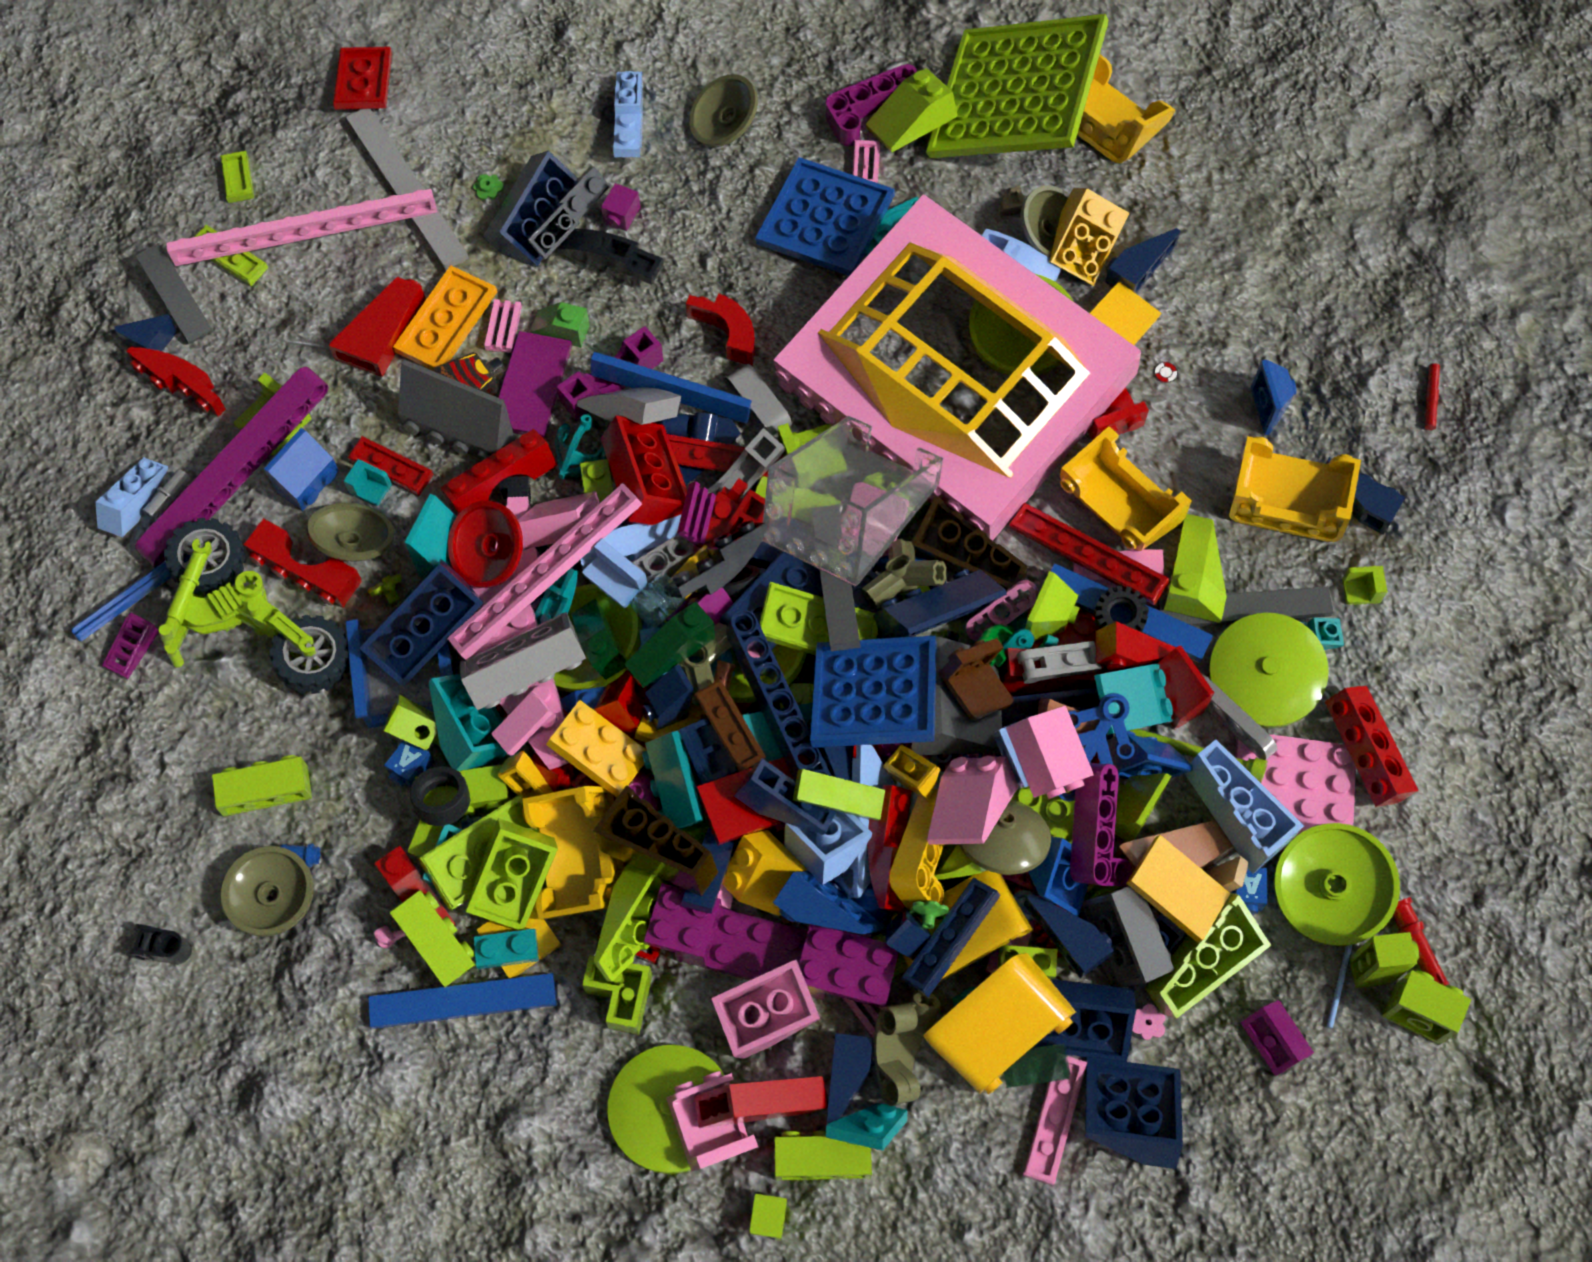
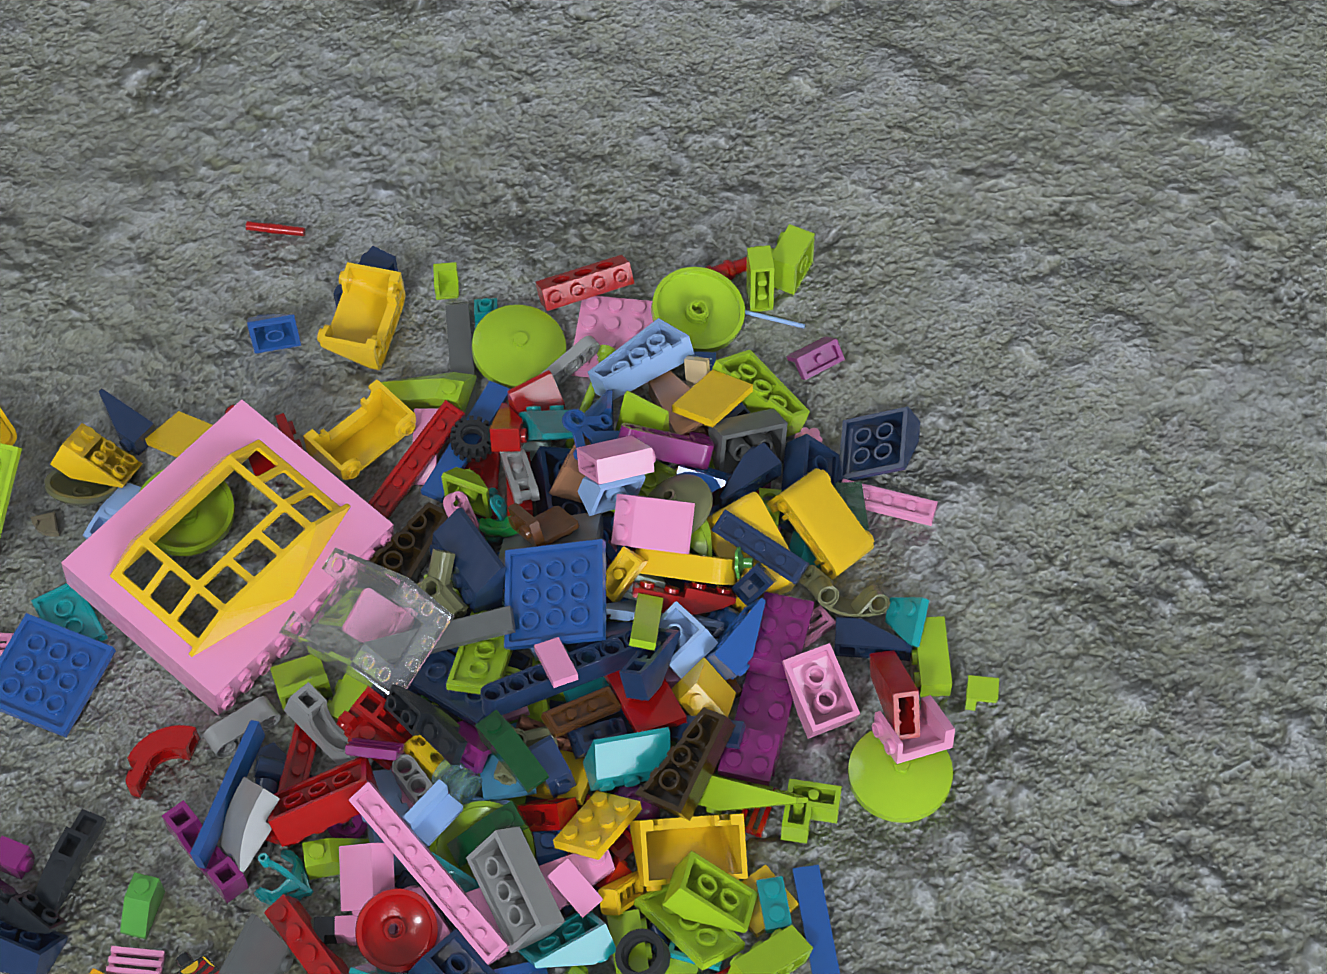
camera: 90 degrees left, 10 degrees down
(532, 380) = (196, 928): magenta tile -> none
(780, 690) = (556, 662): none -> bright pink tile

